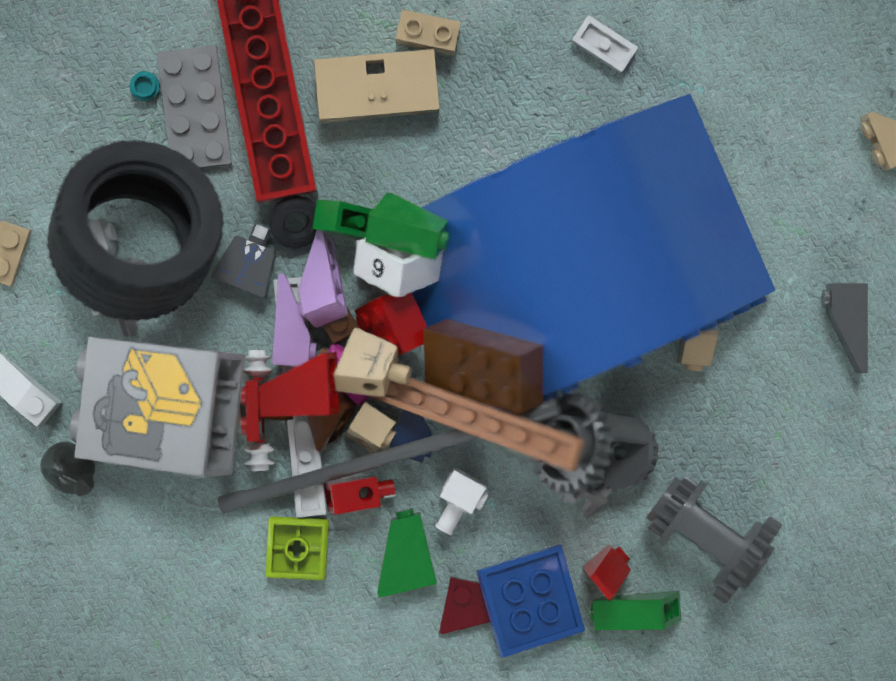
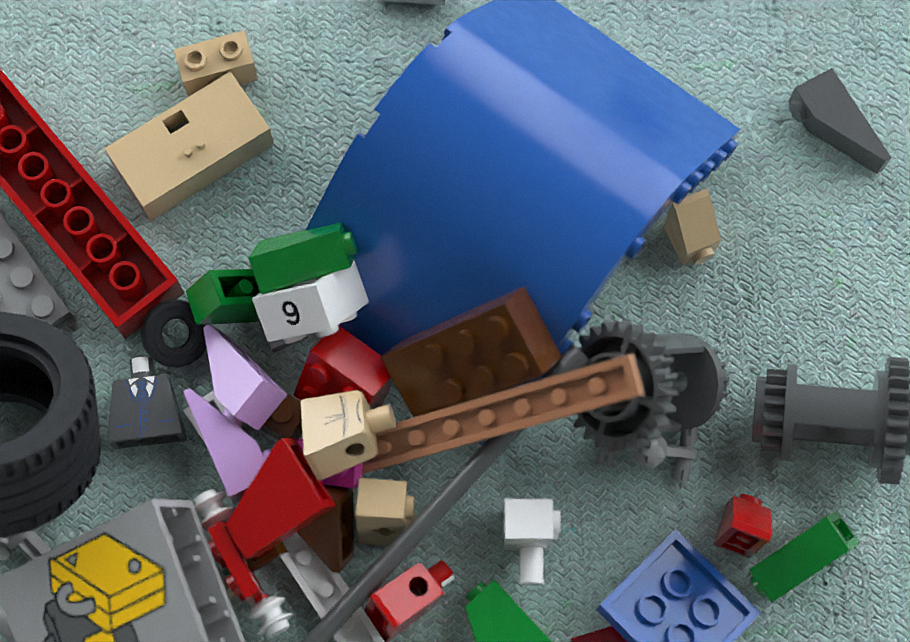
camera: 30 degrees left, 15 degrees down
(409, 429) = (425, 484): dark blue slope -> none

